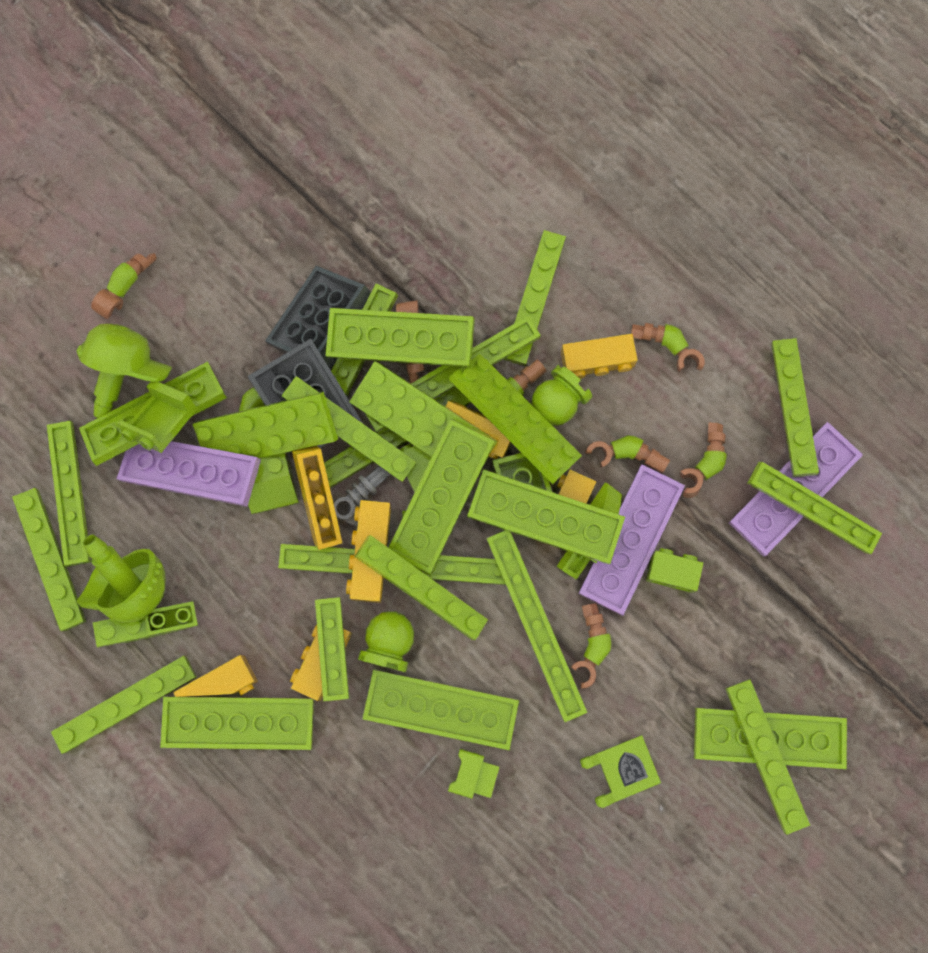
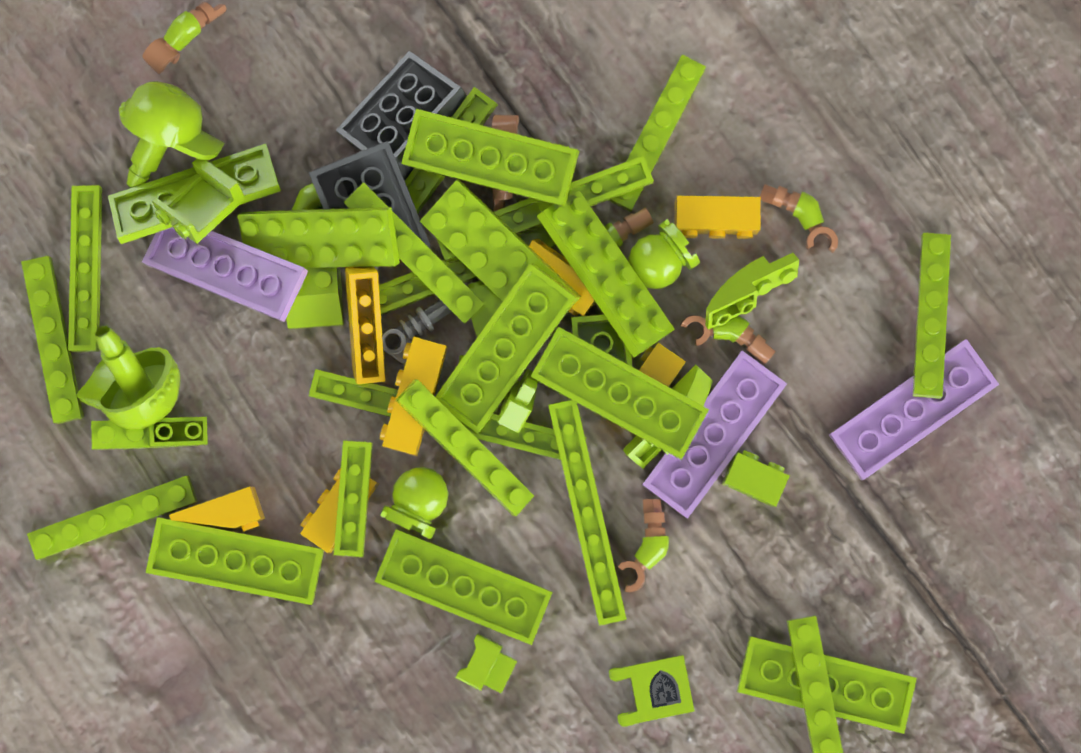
camera: 10 degrees right, 5 degrees up
(460, 541) = (518, 403): none -> lime piece
(632, 412) = (741, 290): none -> lime slope
(711, 463) = (823, 362): piece -> none
(814, 508) = (929, 436): lime plate -> none

